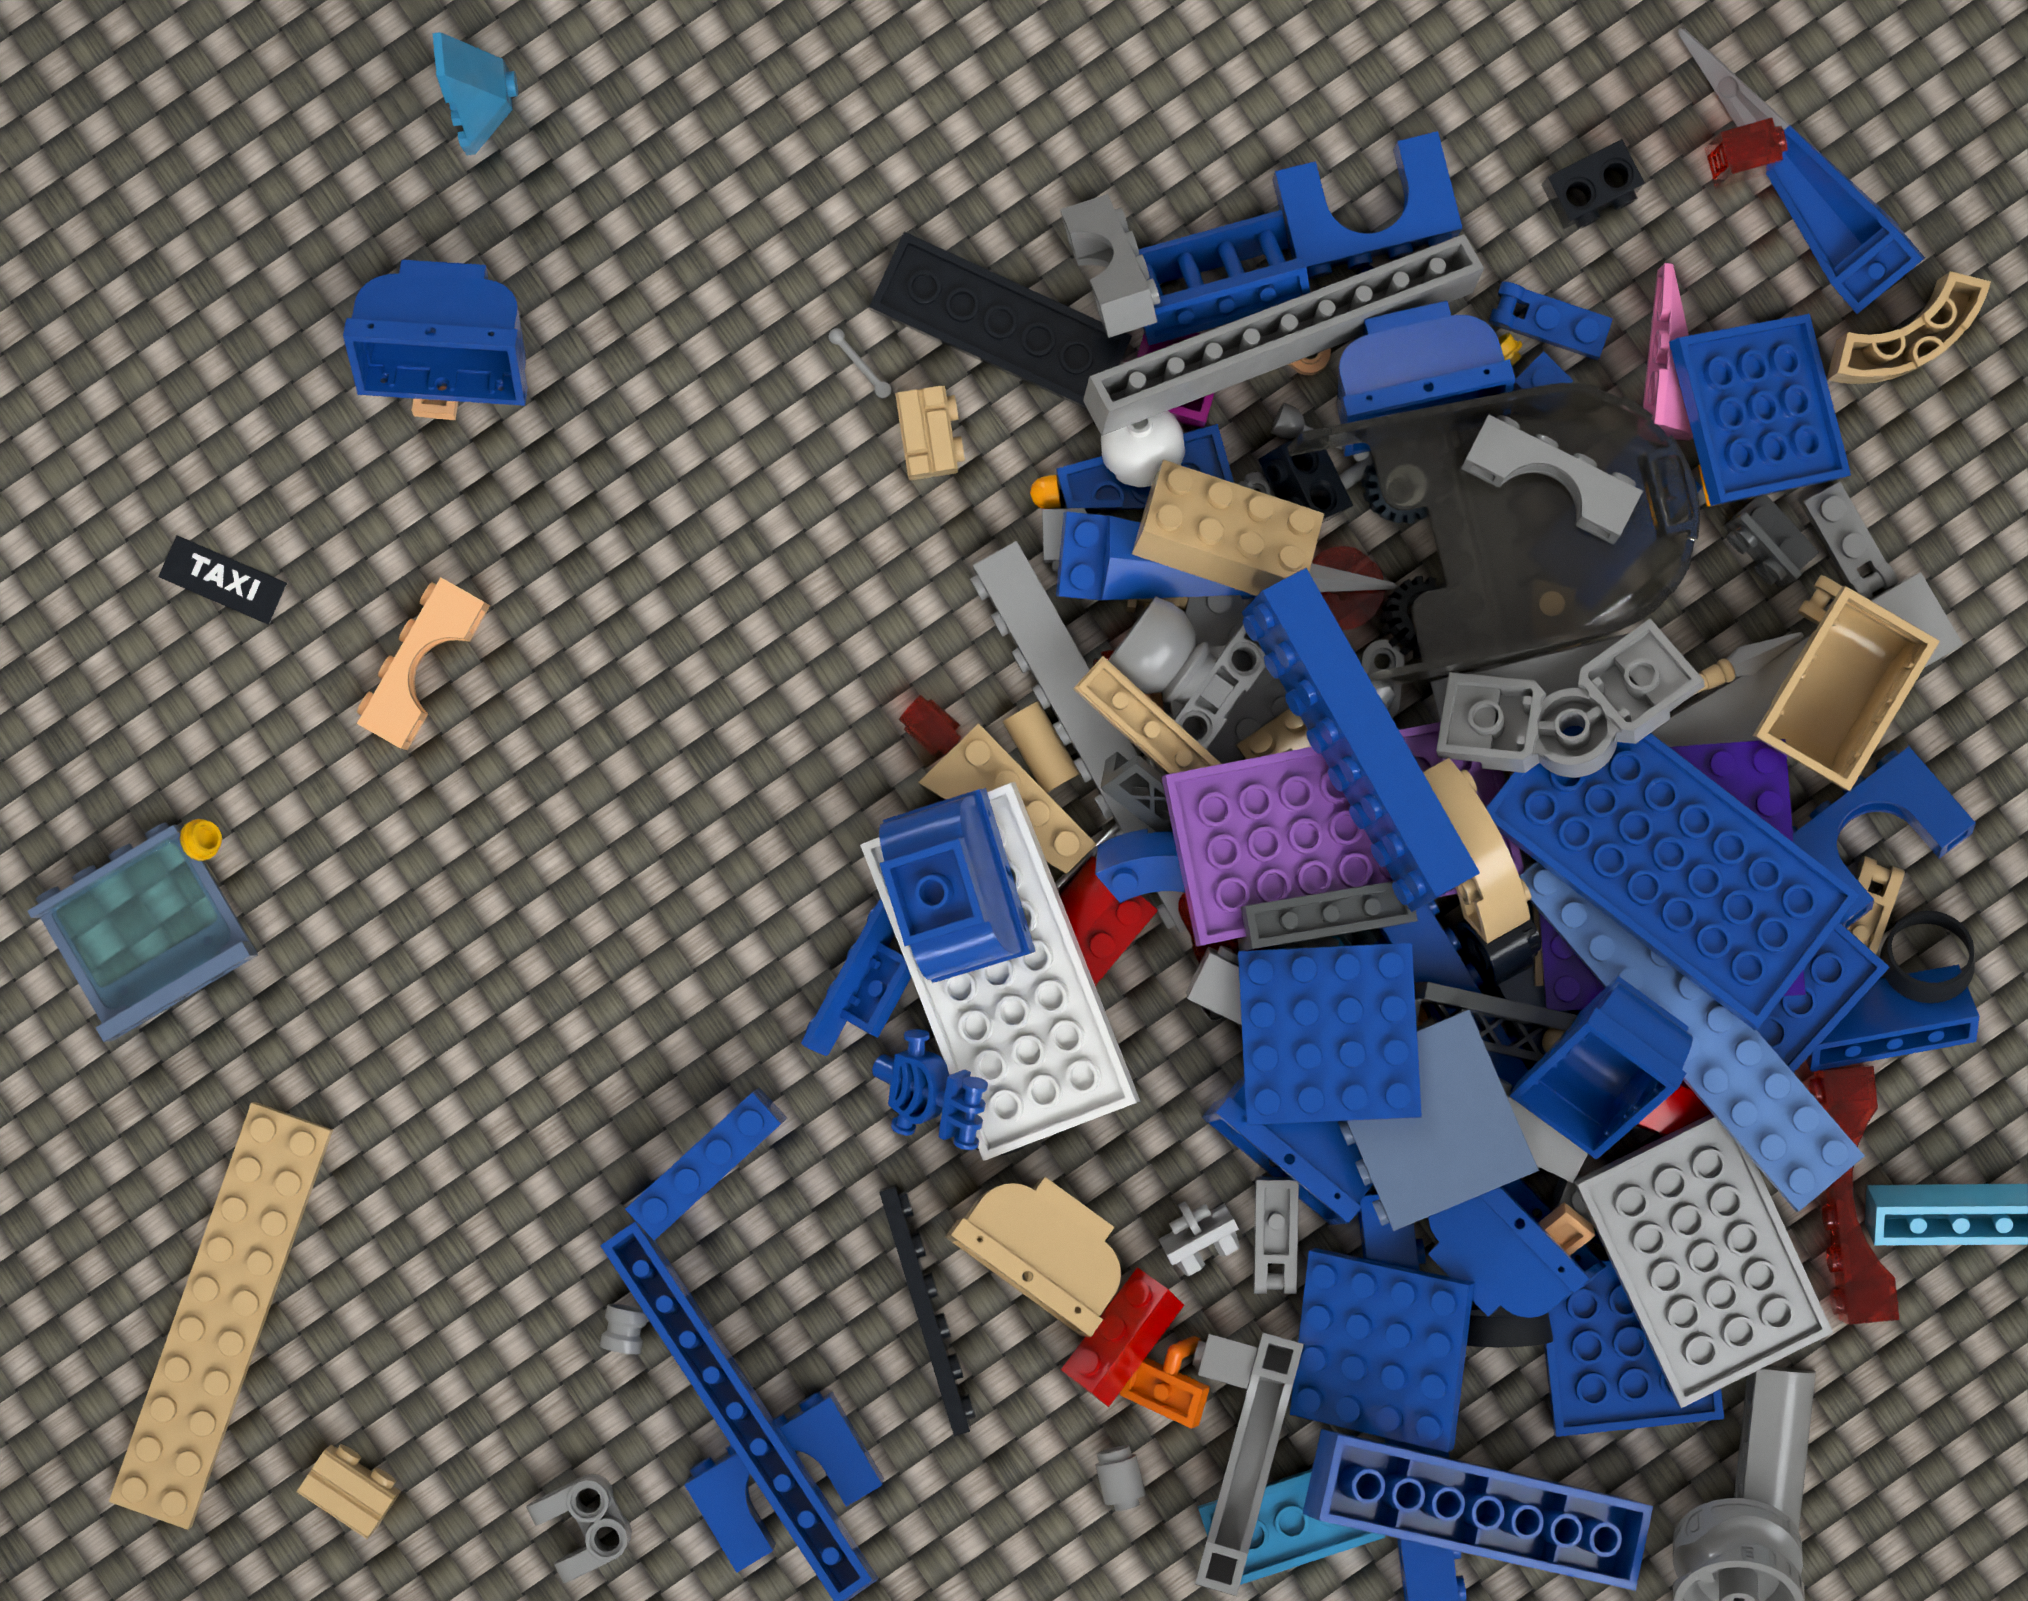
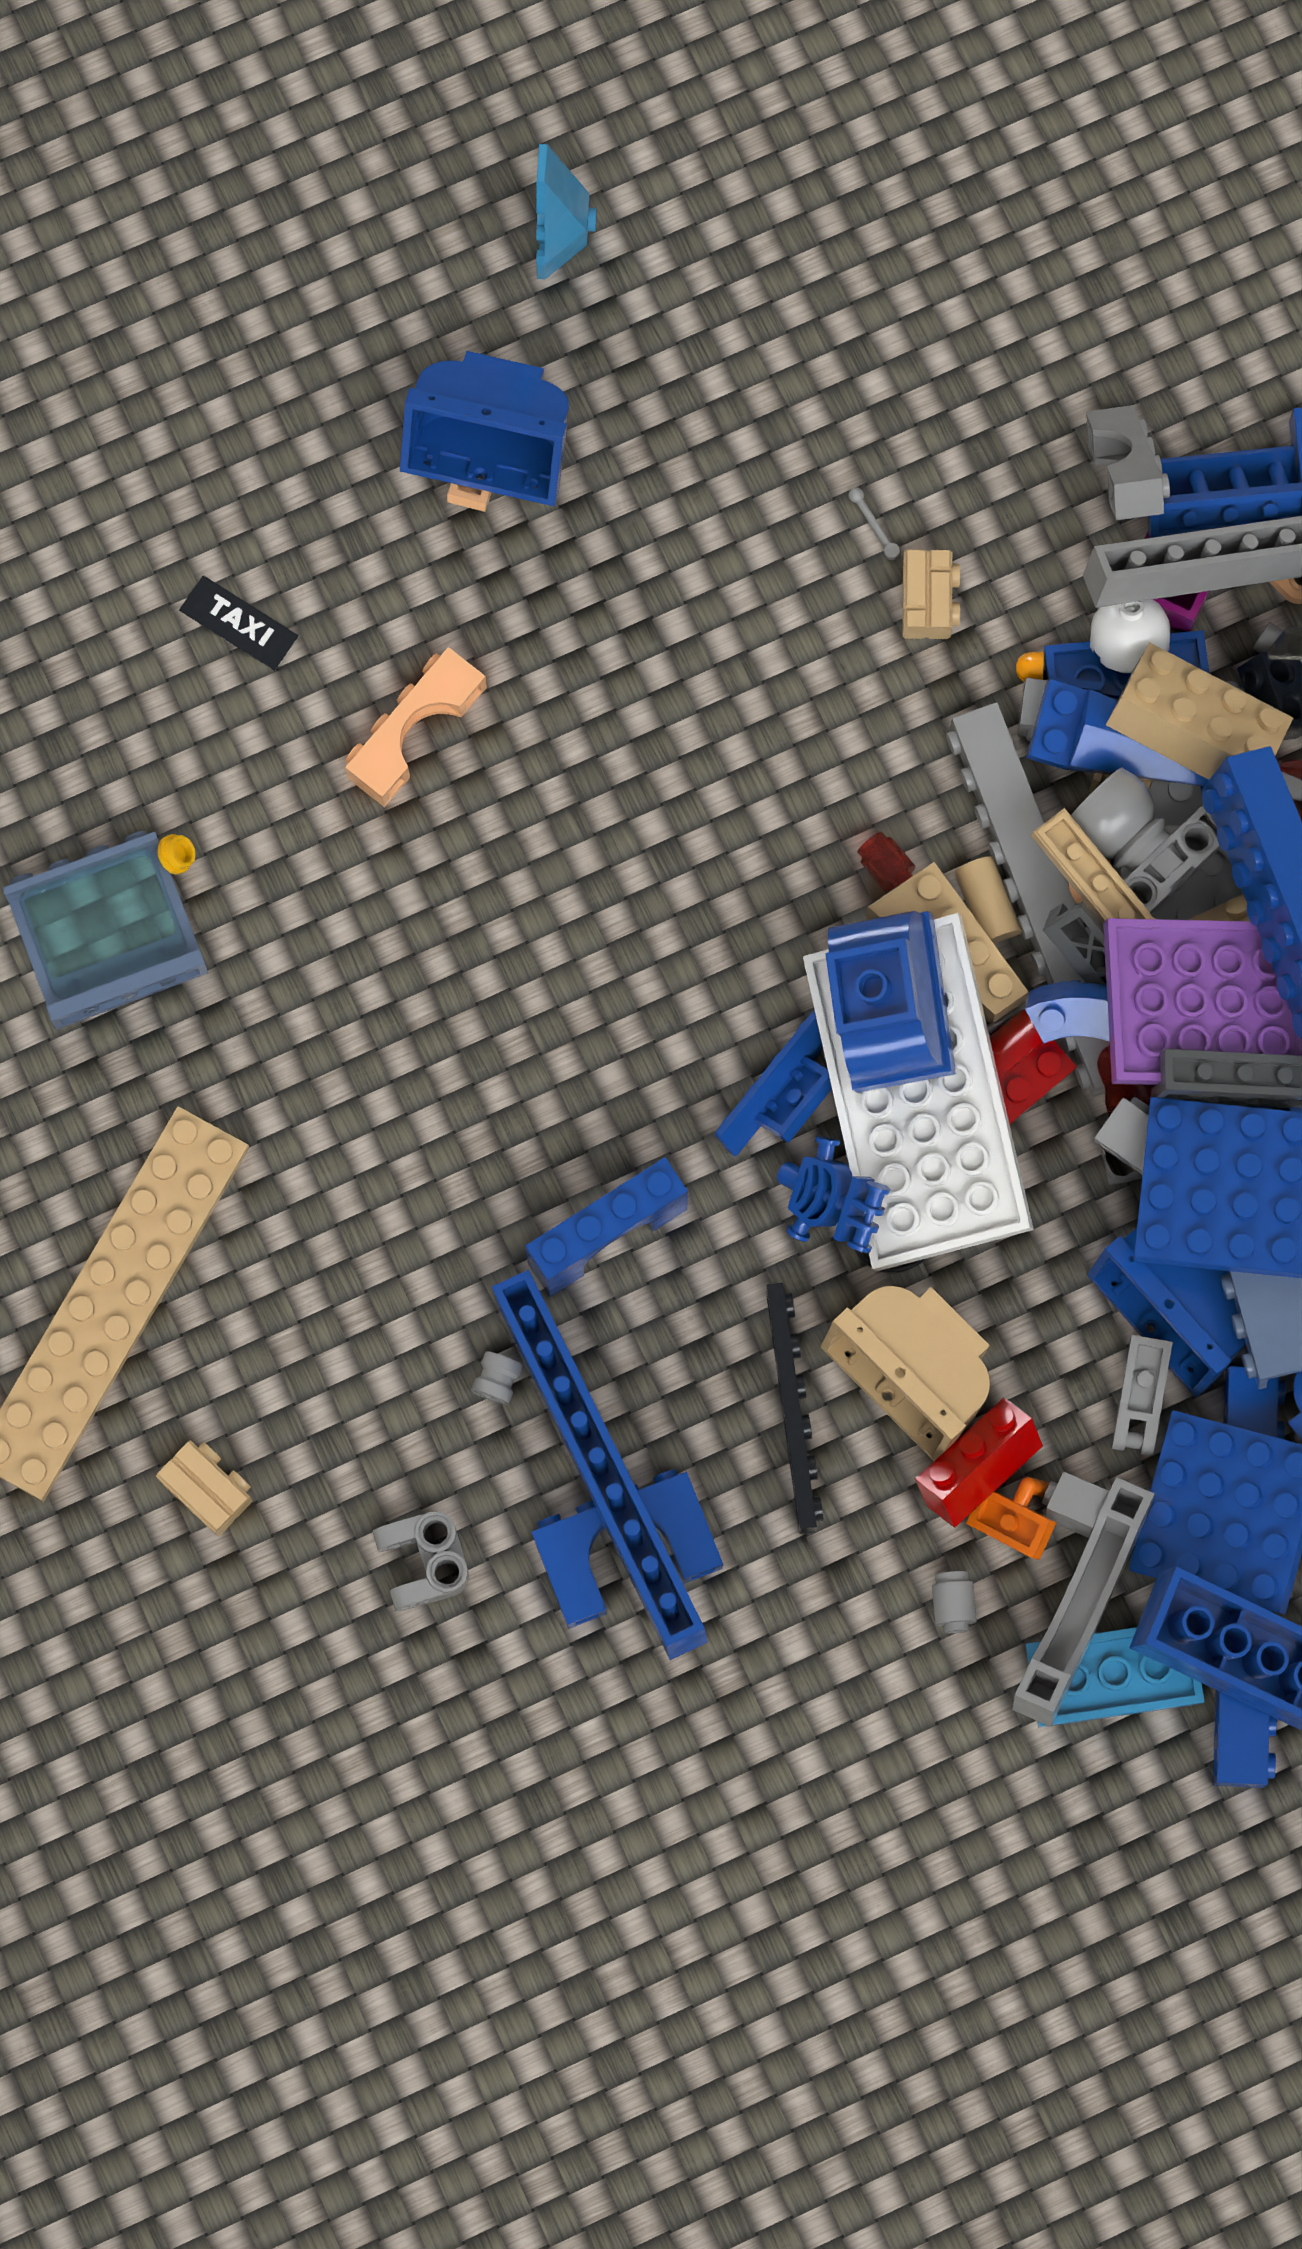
camera: 10 degrees right, 10 degrees down
(995, 319) = (1006, 502): black plate -> none
(1197, 1231) = (1051, 1389): light grey hips -> none

